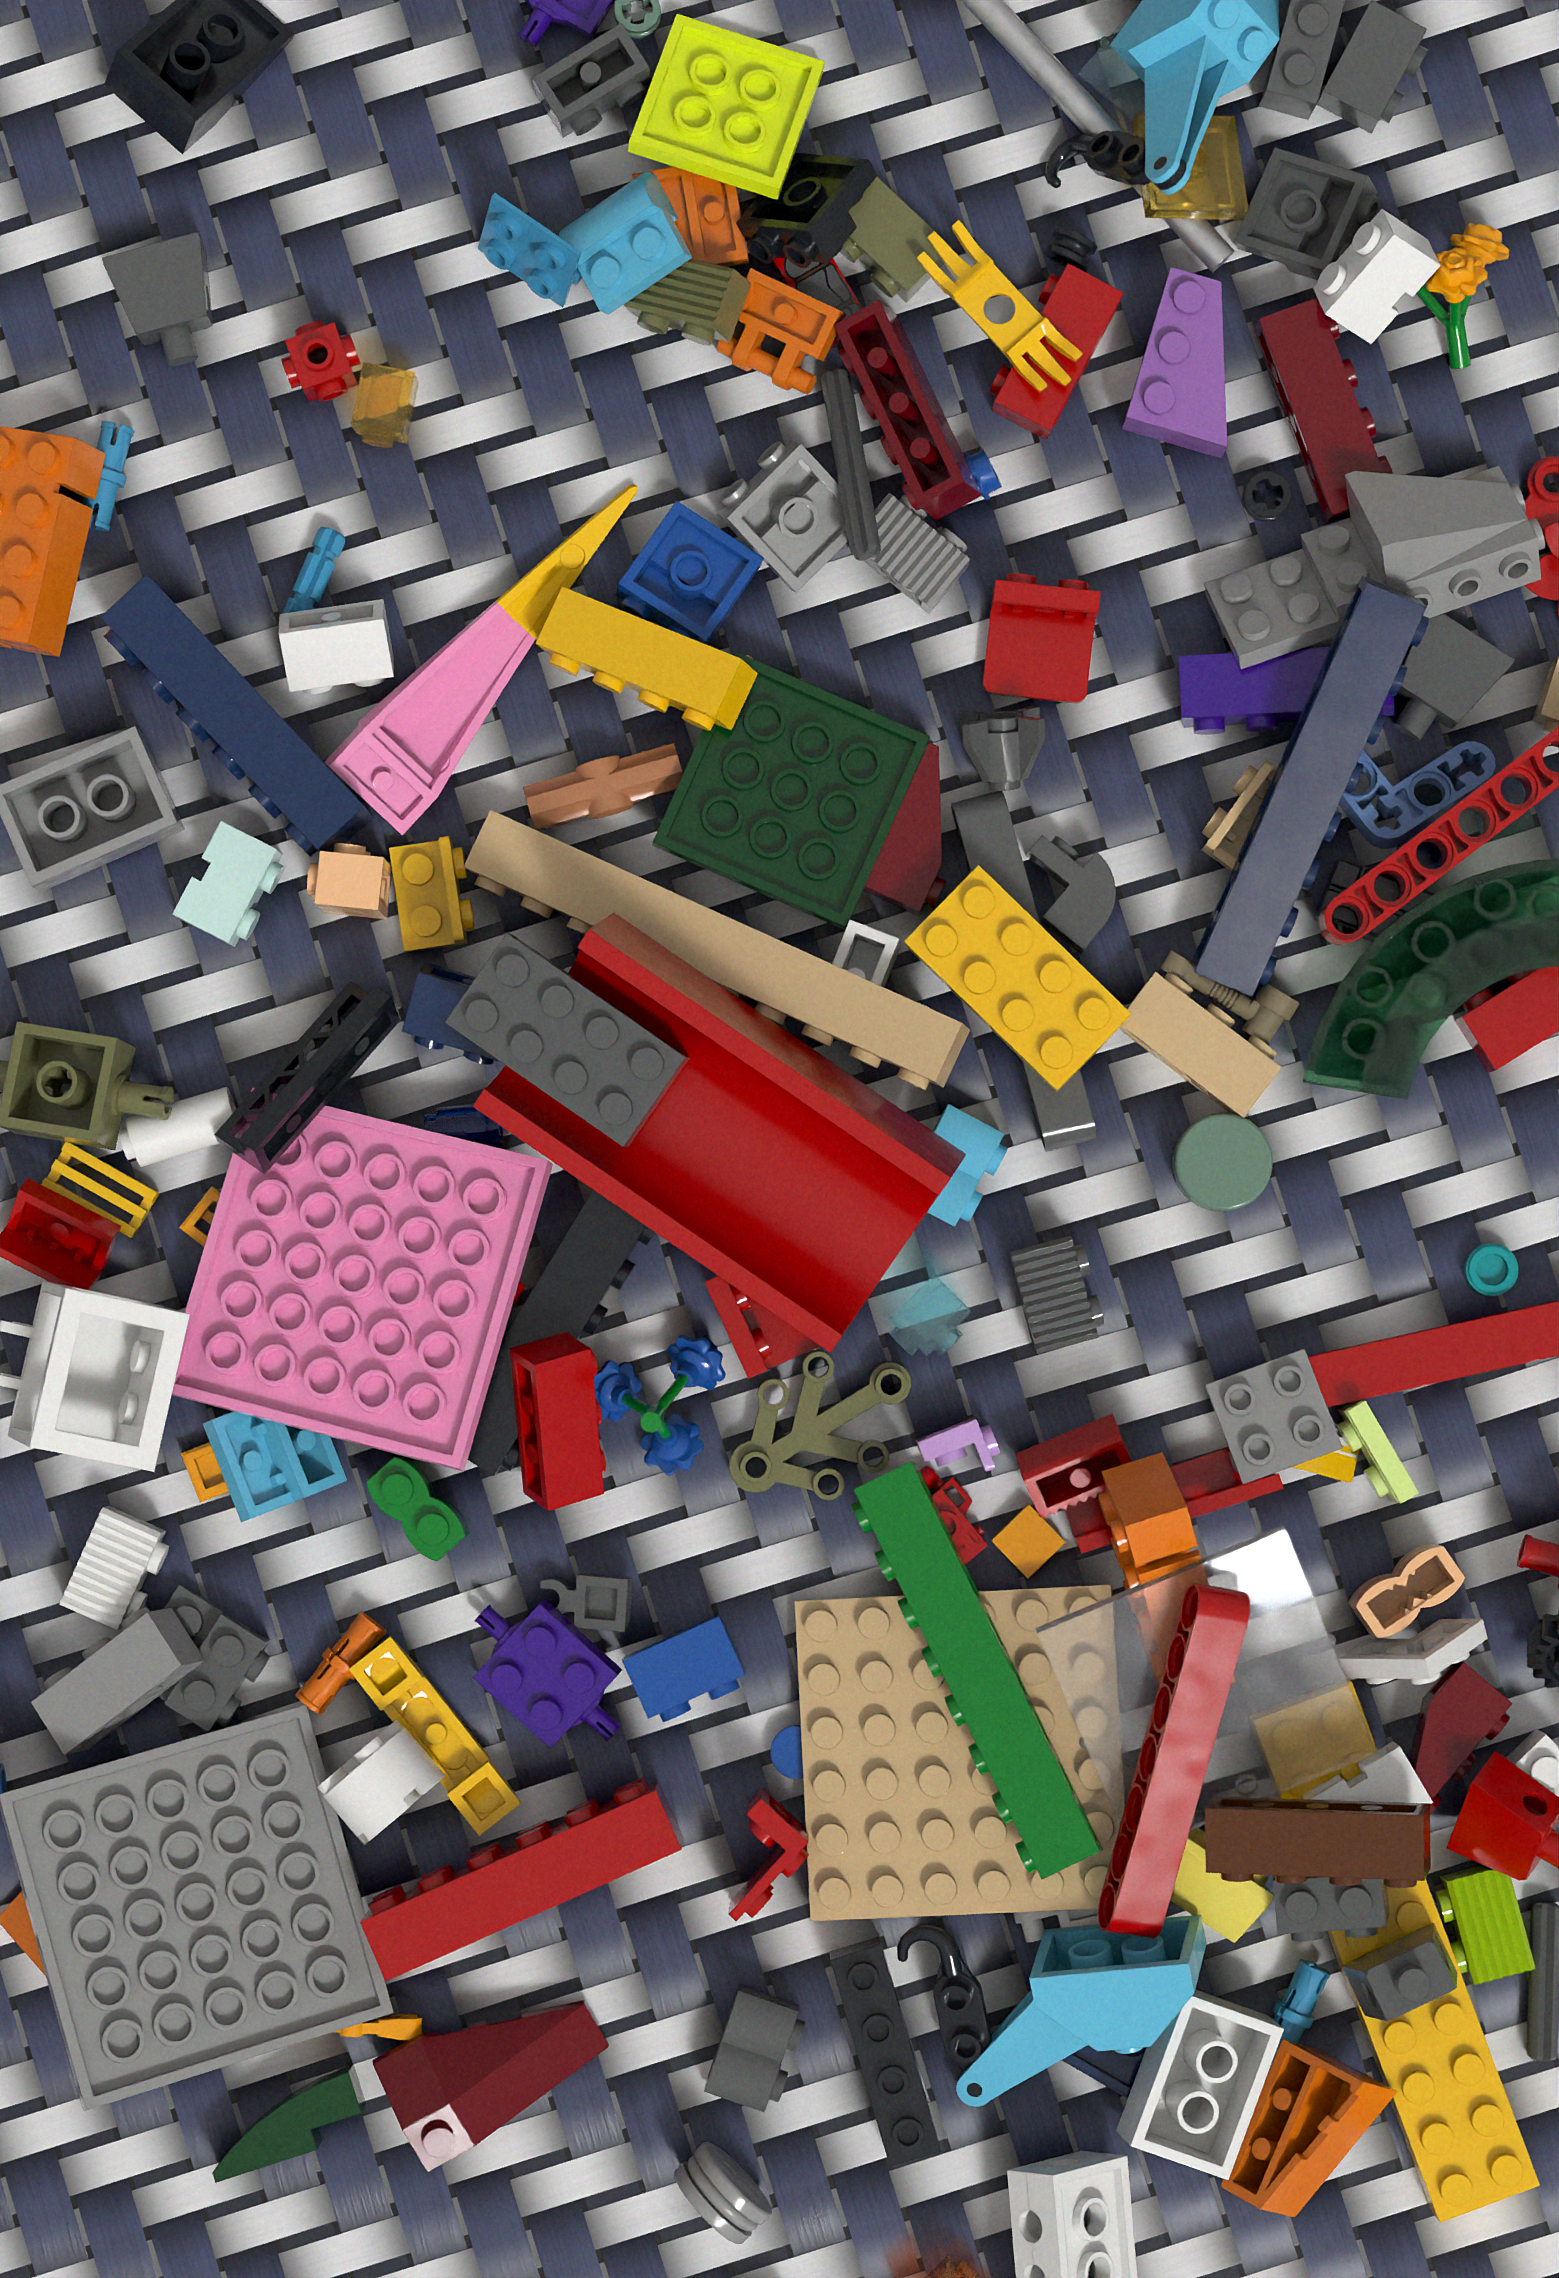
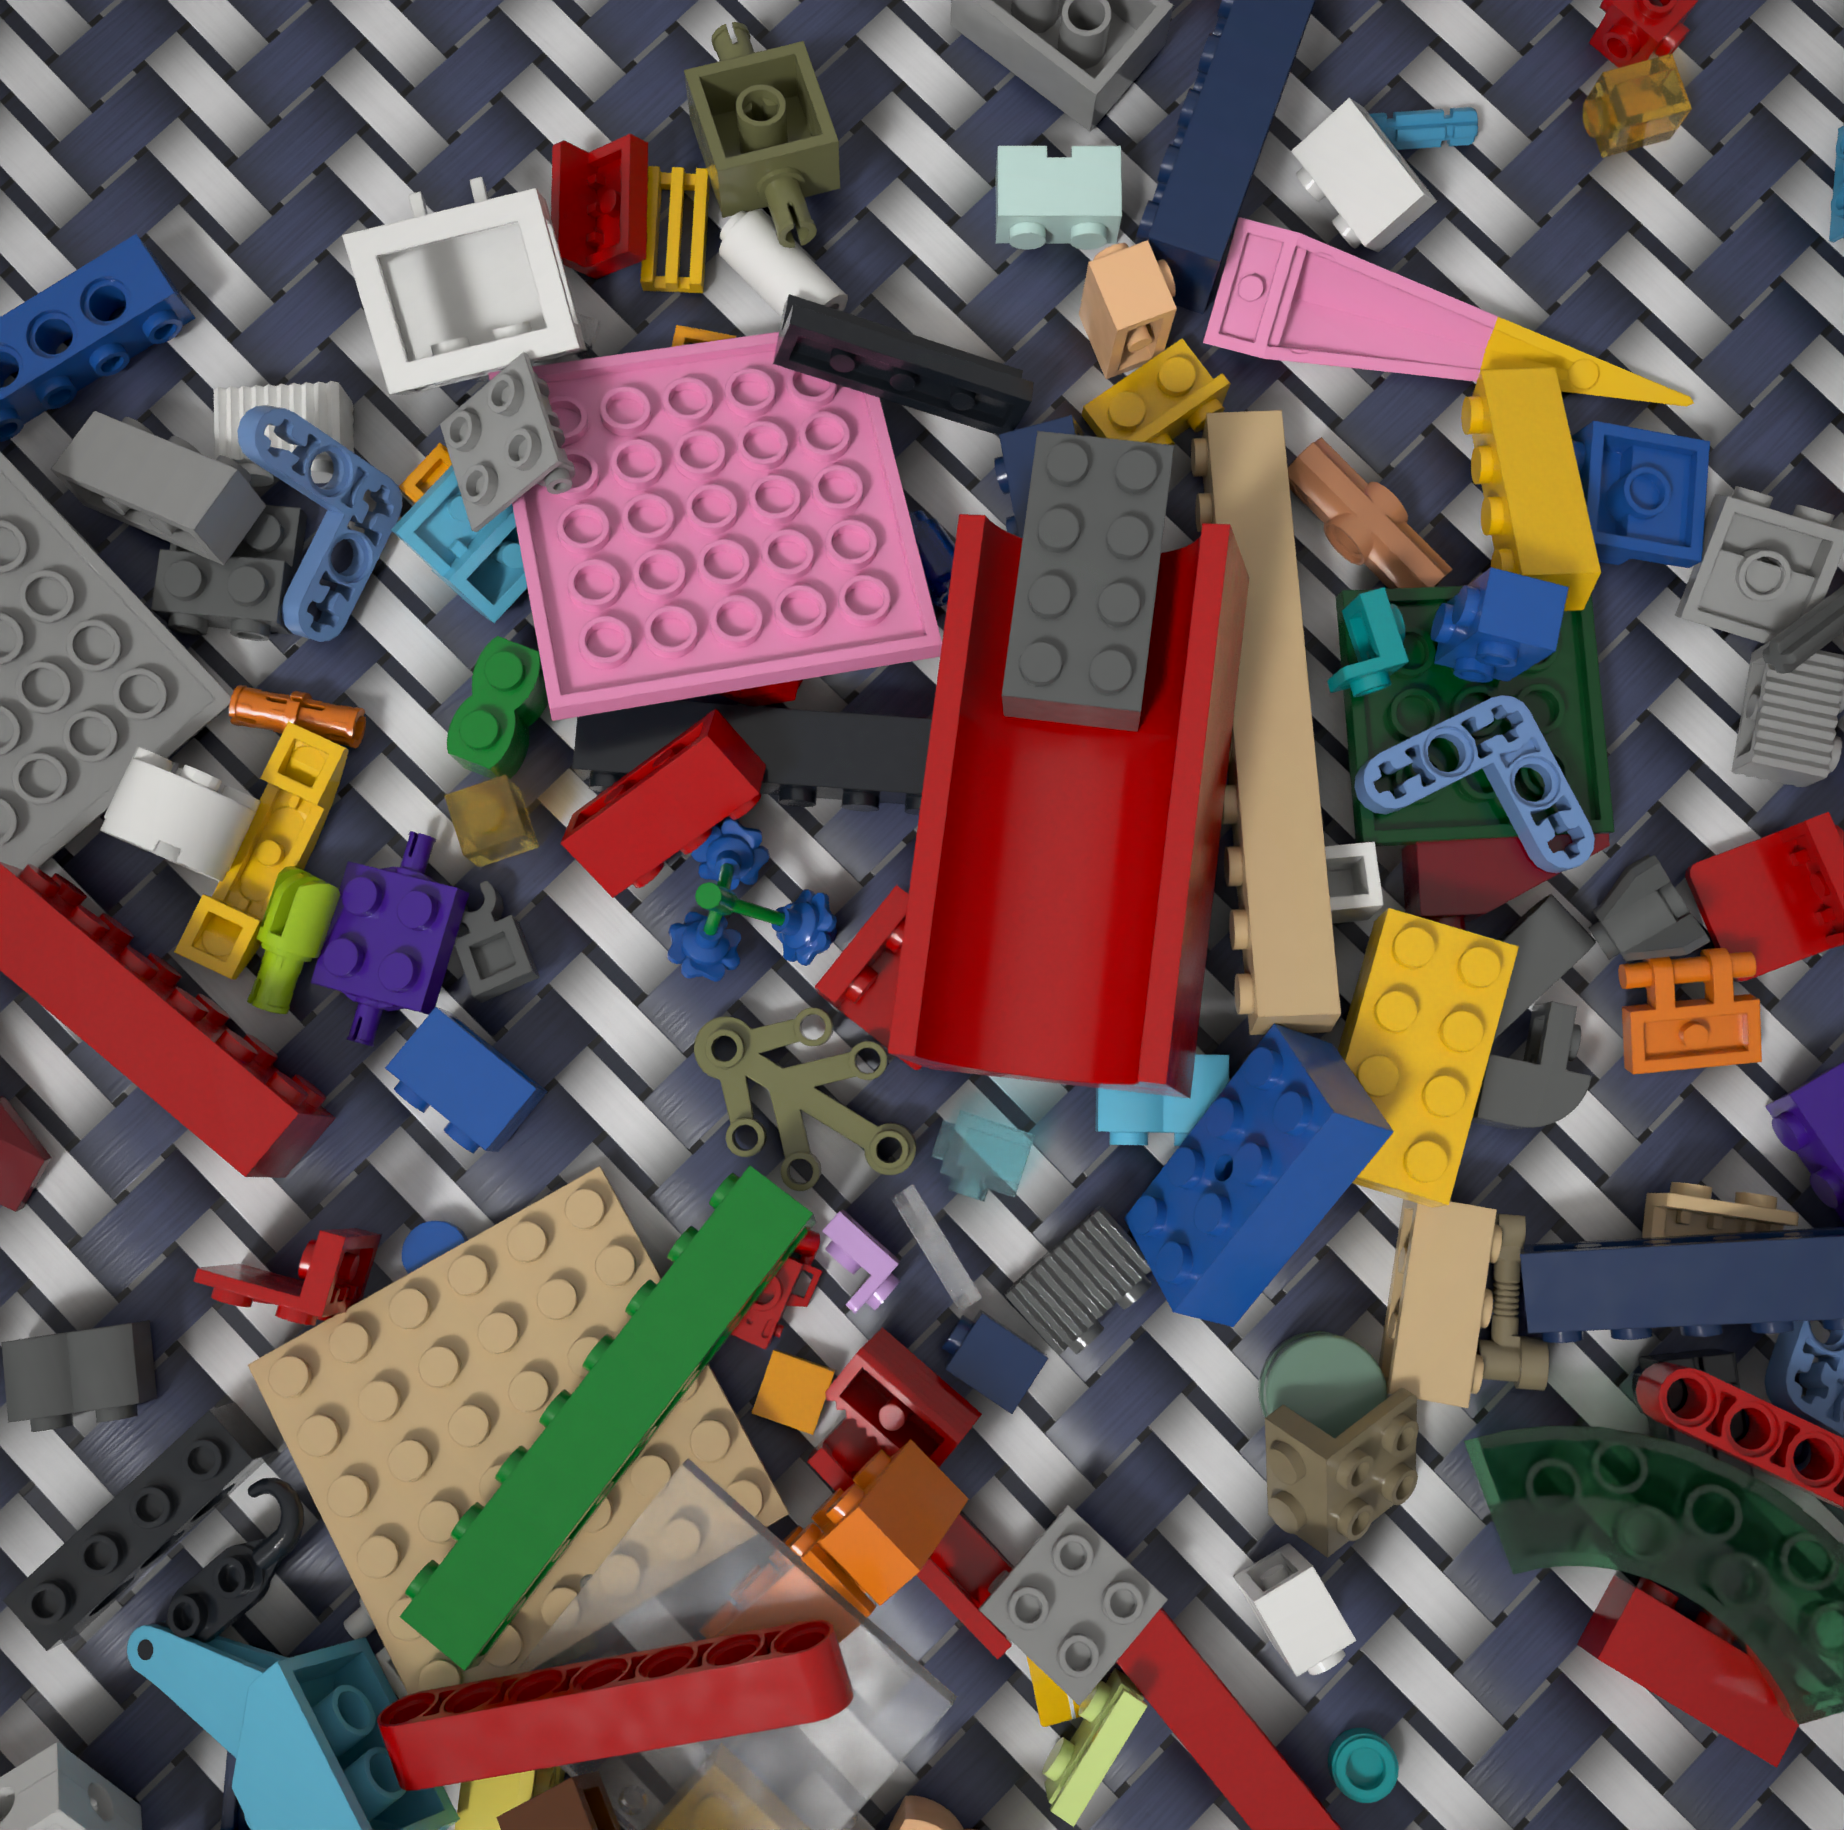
camera: 60 degrees right, 5 degrees down
(199, 1549) = (343, 502): none -> medium blue beam
(231, 1405) = (506, 443): none -> light grey hinge
(499, 1555) = (491, 821): none -> clear yellow brick
(508, 1744) = (291, 935): none -> lime arm
(701, 839) = (1377, 639): none -> teal bracket
(743, 755) = (1498, 626): none -> blue brick
(840, 796) = (1500, 762): none -> medium blue beam
(977, 1385) = (936, 1248): none -> clear tile
(1043, 1137) = (1256, 1176): none -> blue brick
(1077, 1385) = (993, 1359): none -> dark blue brick
(1102, 756) = (1696, 1031): none -> orange plate
(1287, 1182) = (1339, 1485): none -> dark tan bracket
(1357, 1263) = (1296, 1611): none -> white brick

